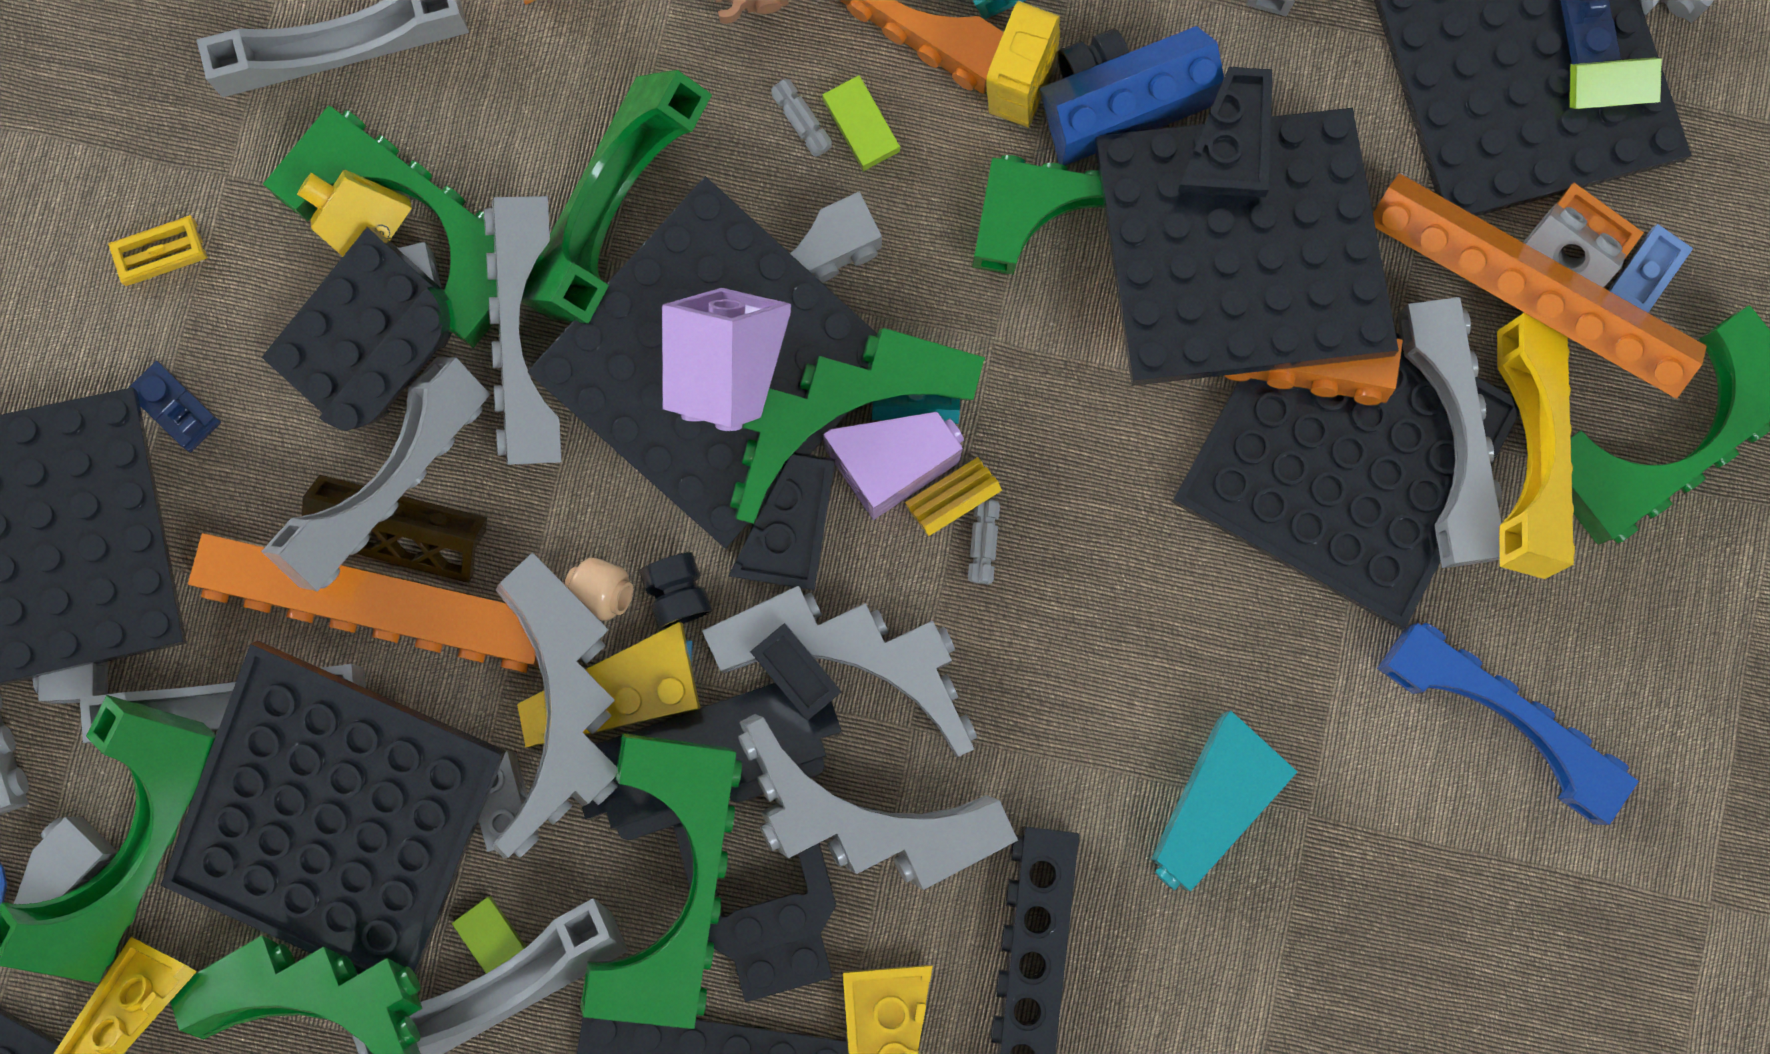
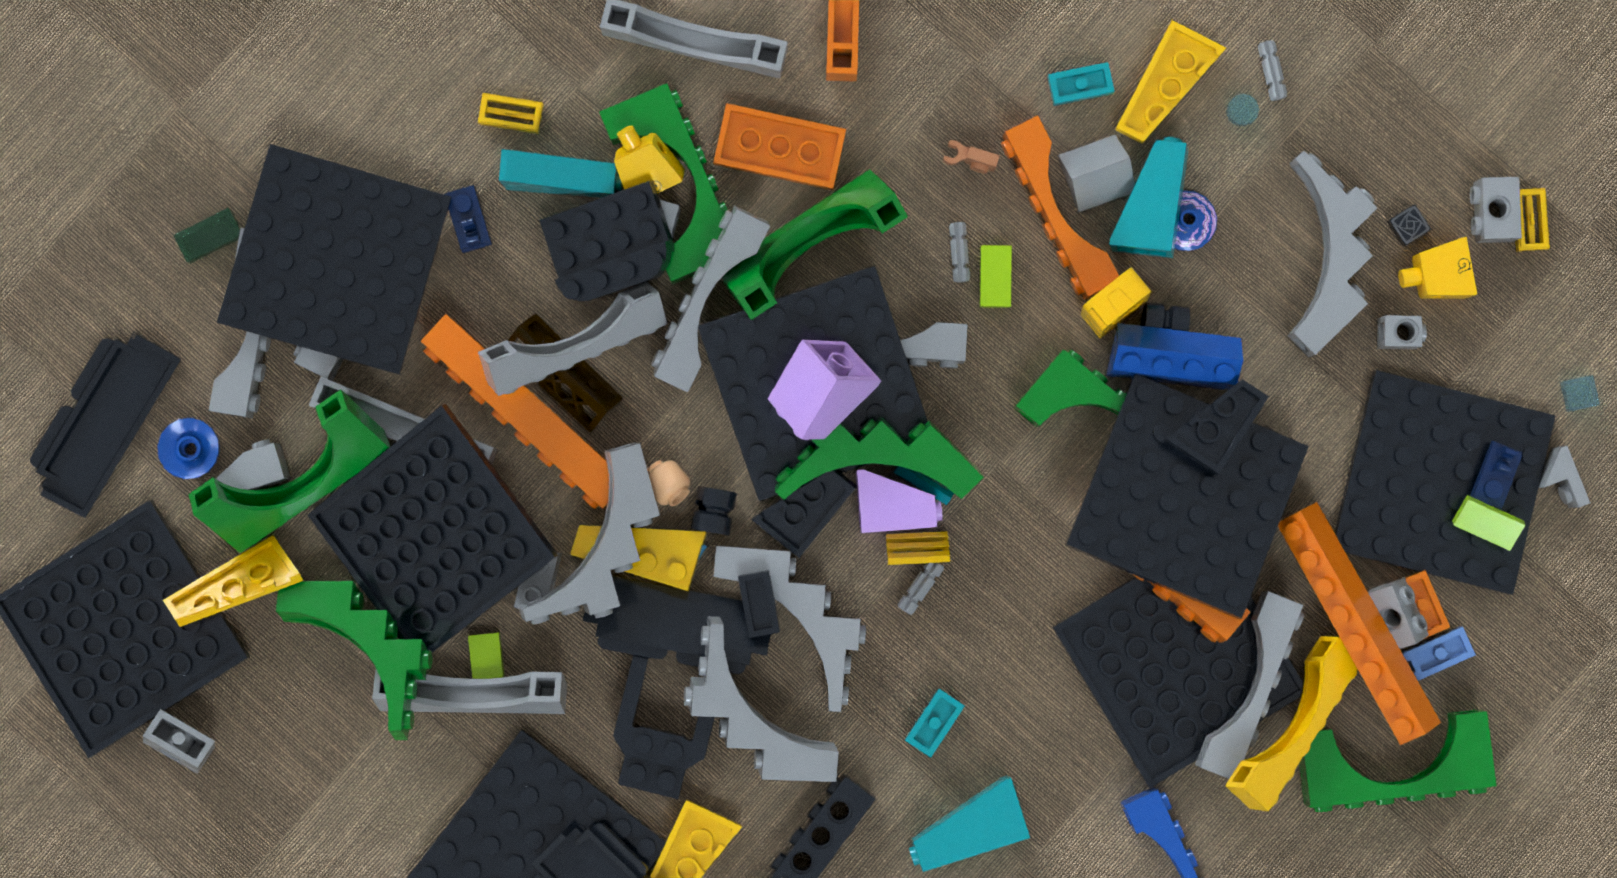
camera: 30 degrees right, 5 degrees up
(248, 289) = (557, 175): none -> teal slope
(512, 110) = (779, 146): none -> orange plate
(666, 978) = (579, 743): green arch -> none
(1096, 698) = (934, 722): none -> teal plate

